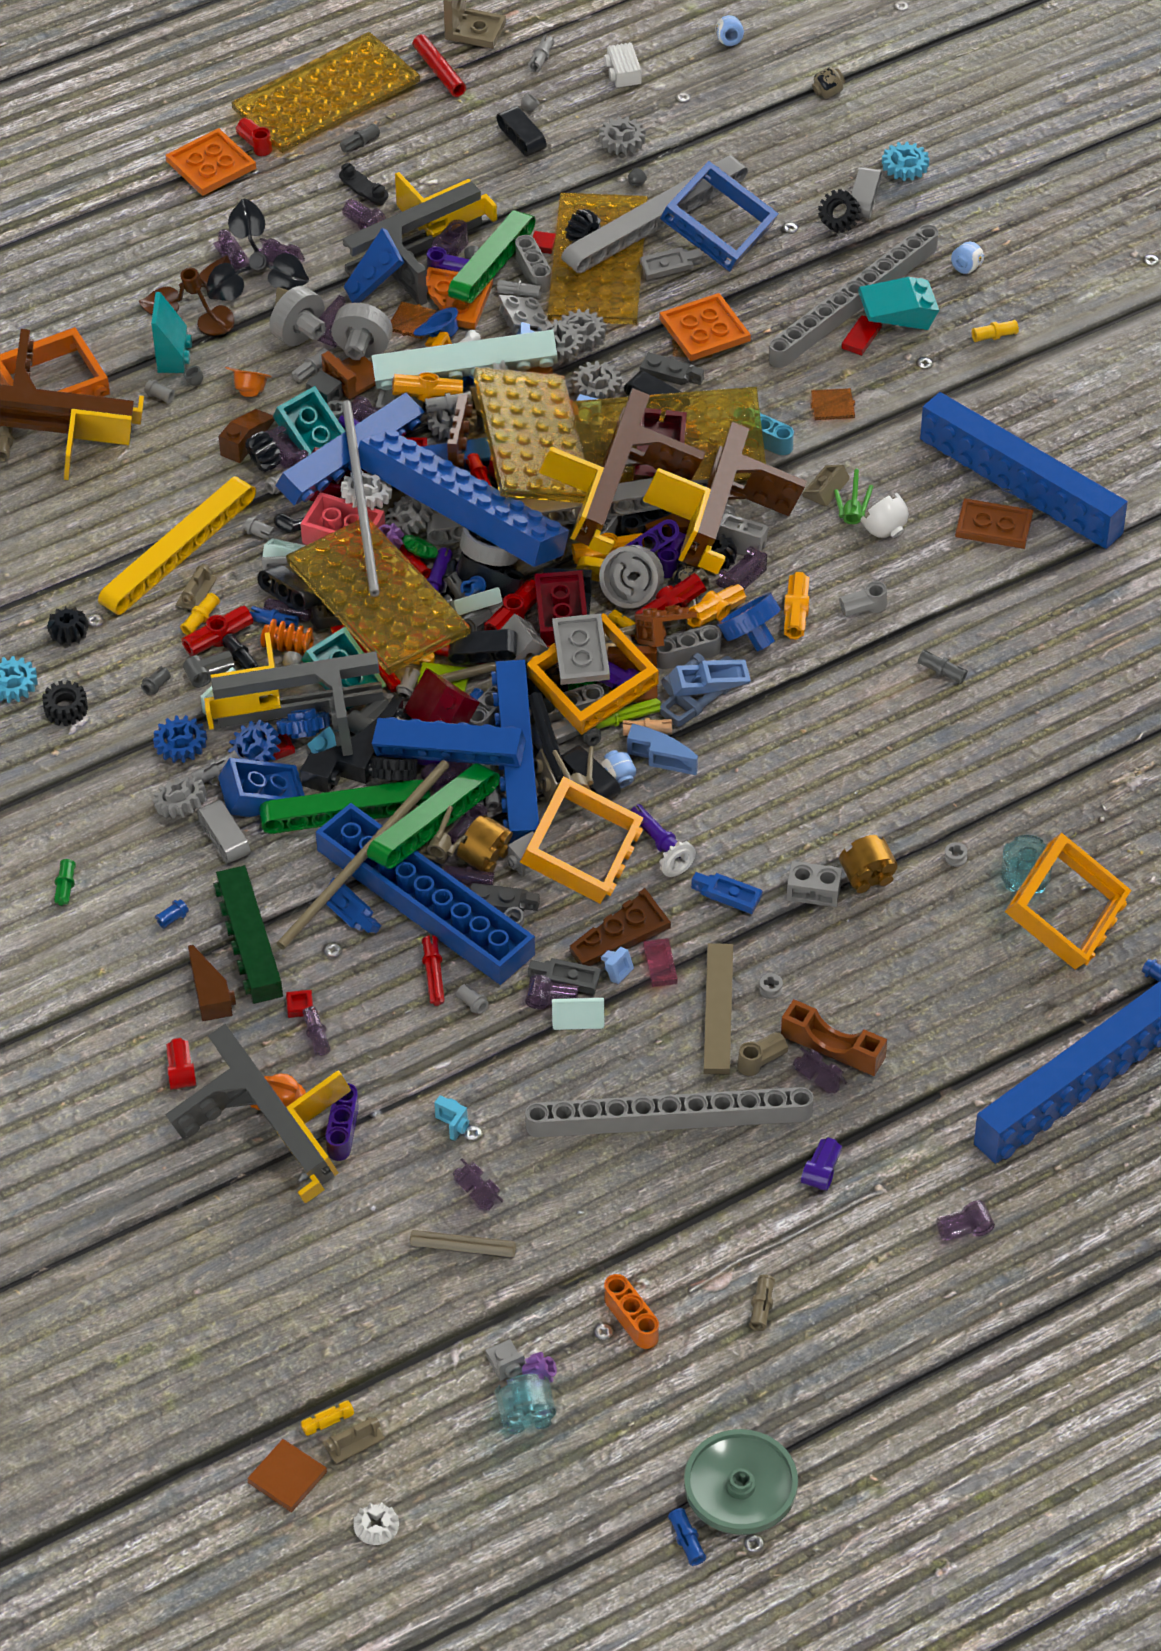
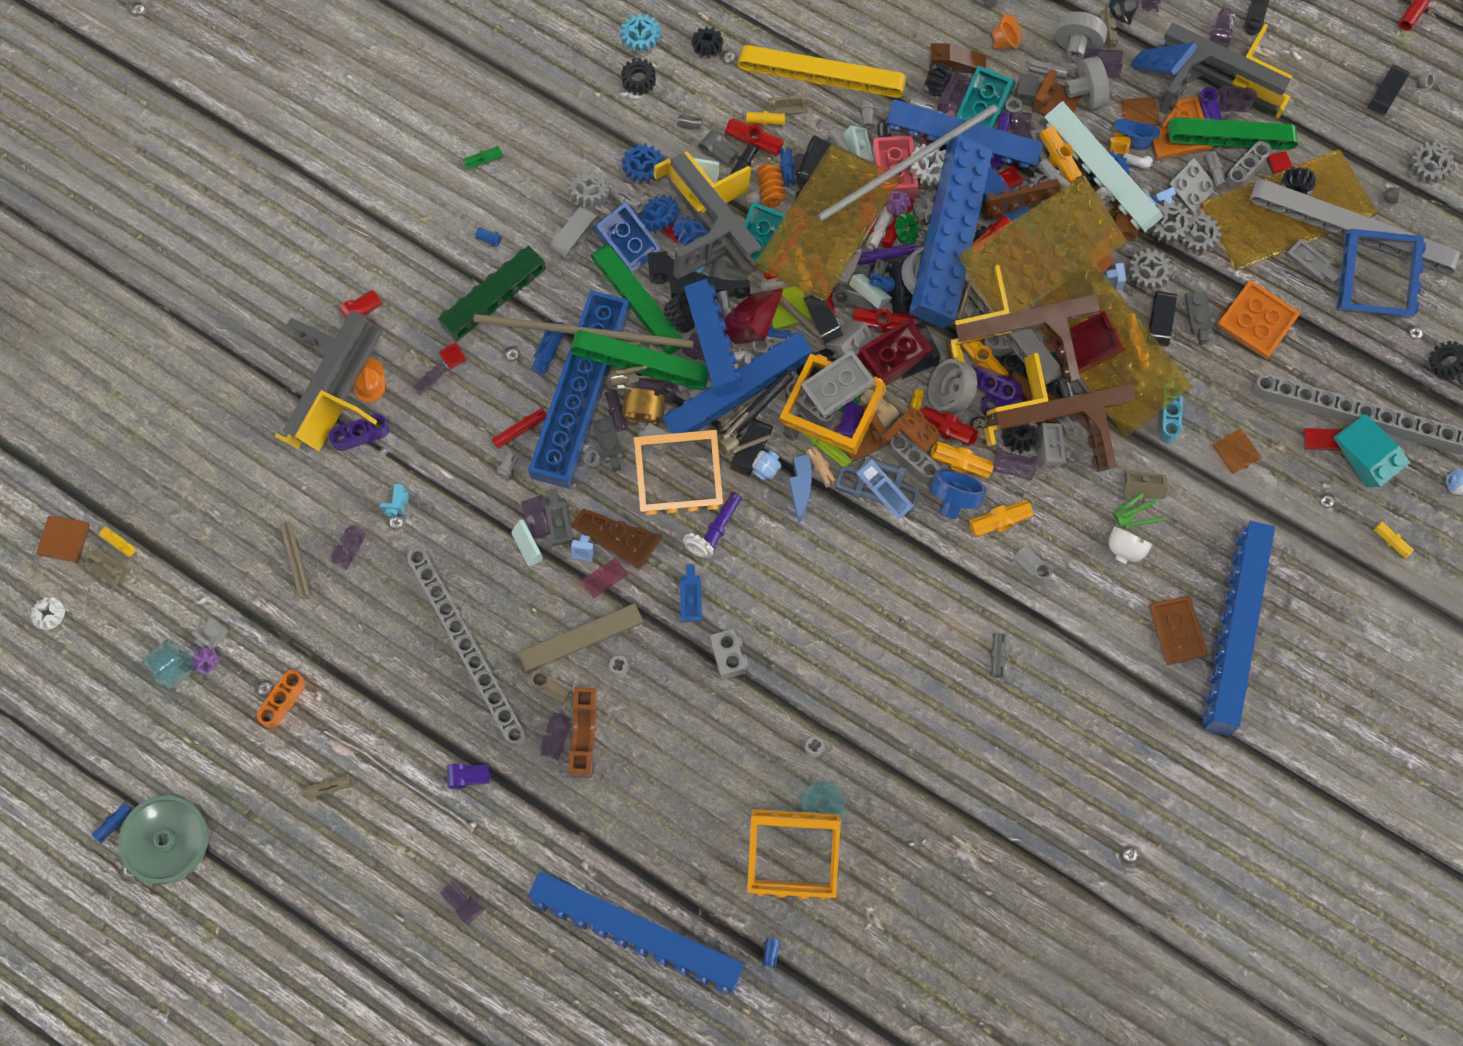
camera: 65 degrees right, 20 degrees up
(211, 988) = (432, 293): reddish brown slope -> none
(868, 863) = (761, 685): pearl gold brick -> none

